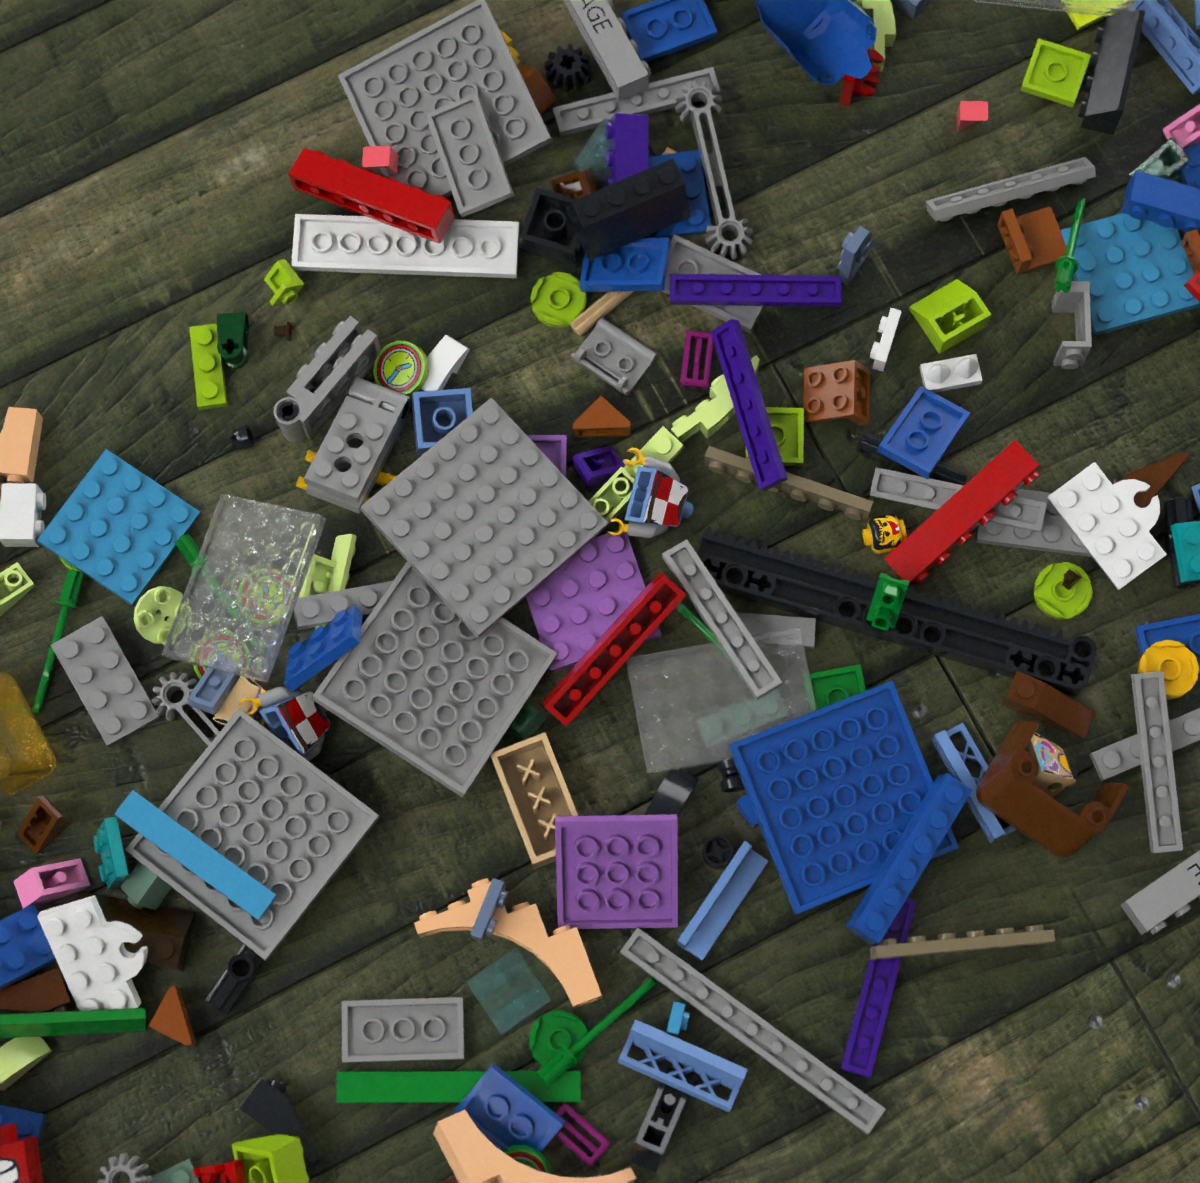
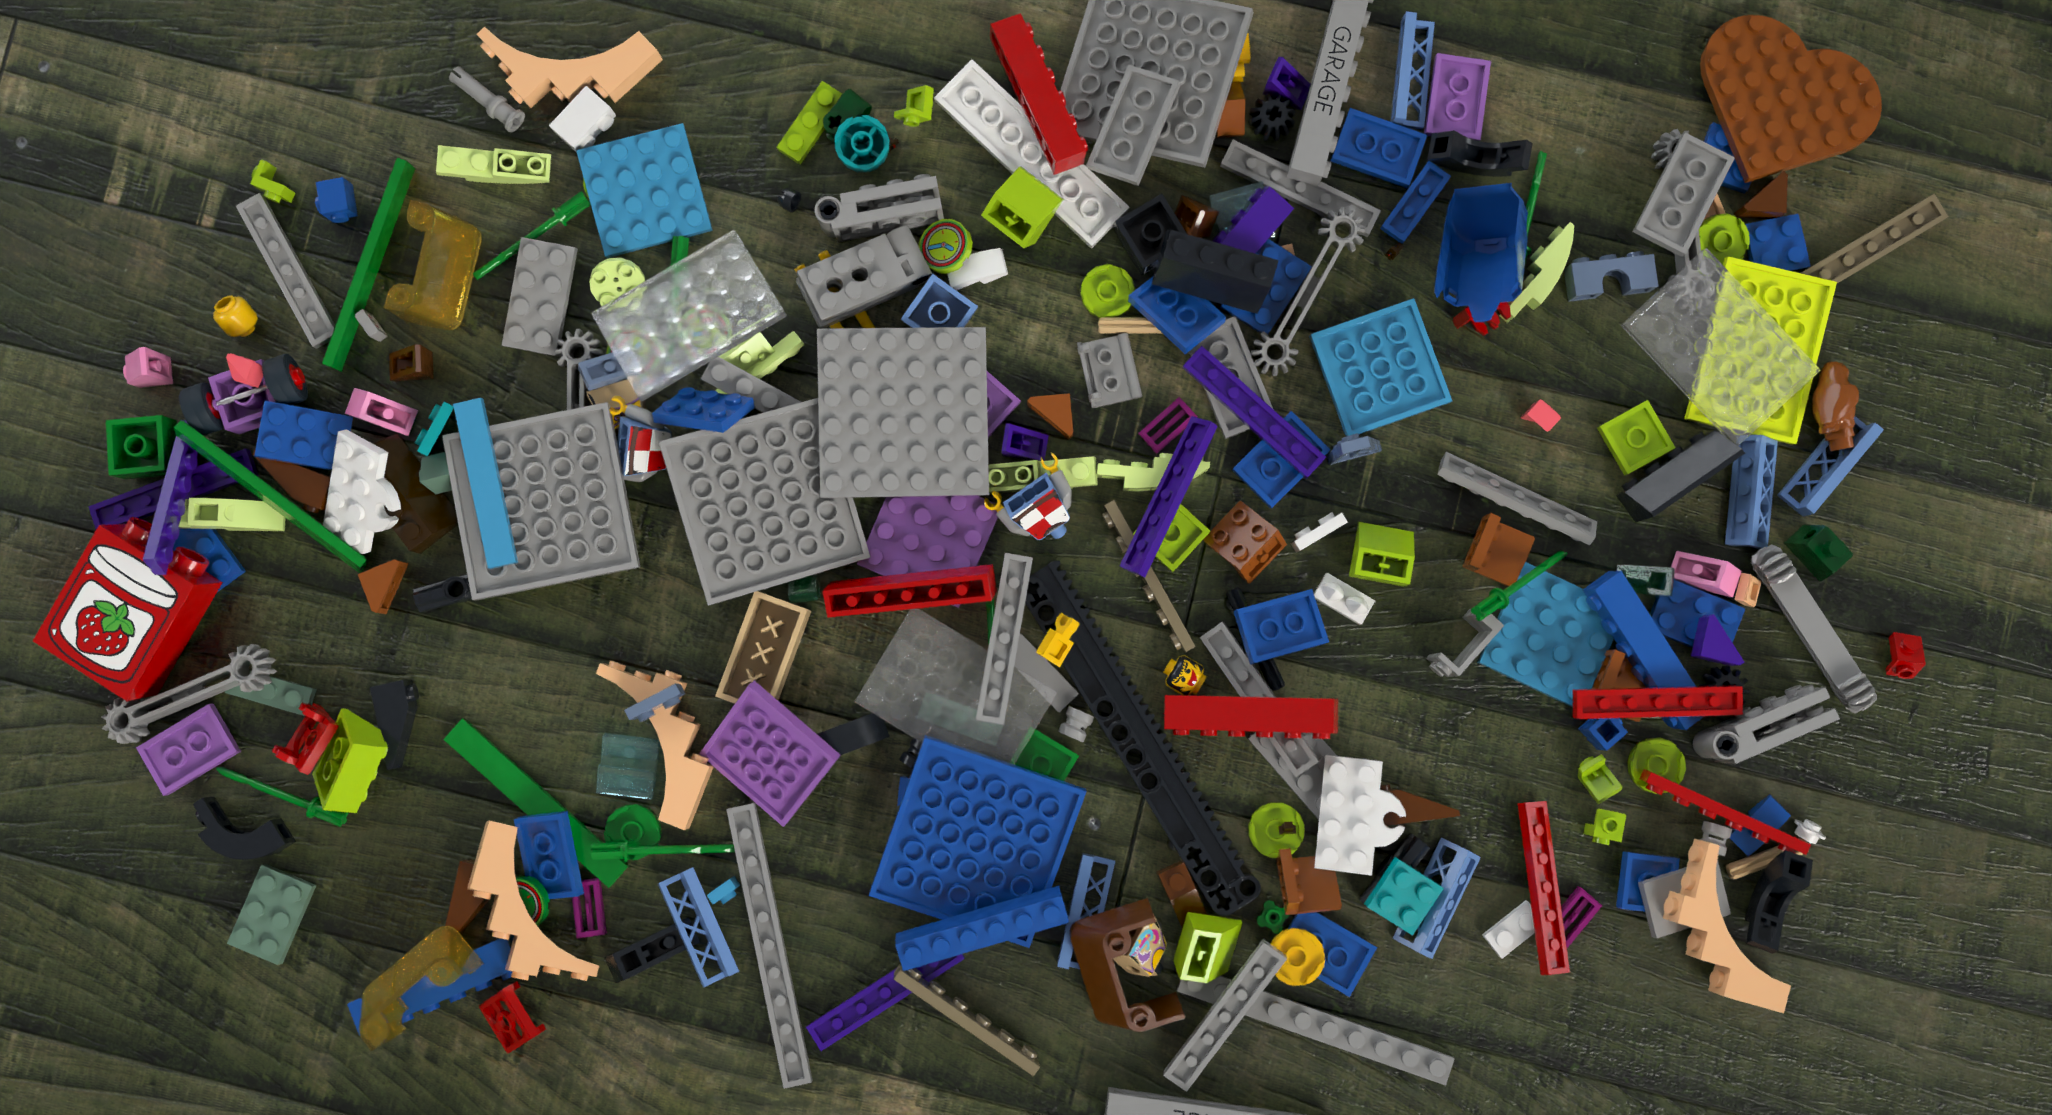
camera: 40 degrees right, 10 degrees up
(267, 344) = (862, 143): none -> teal cylinder
(380, 157) = (1068, 70): coral slope -> none
(403, 1030) = (531, 729): light grey plate -> none
(437, 288) = (1022, 207): none -> lime slope
(554, 32) = (1288, 83): none -> dark purple slope
(719, 848) = (854, 803): black wheel -> none
(722, 902) = (830, 837): medium blue fence -> none
(733, 40) = (1415, 202): none -> blue plate
(750, 89) = (1394, 251): none -> dark brown piece
(764, 587) = (1057, 643): none -> yellow plate
(806, 327) = (1268, 472): none -> blue plate
(819, 181) = (1380, 368): none -> dark azure plate
(835, 642) = (1076, 724): none -> light grey wheel
(887, 602) = (1133, 732): green hips -> none
(1092, 722) = (1206, 947): none -> lime slope
(1119, 665) = (1265, 917): none -> green plate
(1123, 611) = (1306, 887): none -> dark orange bracket

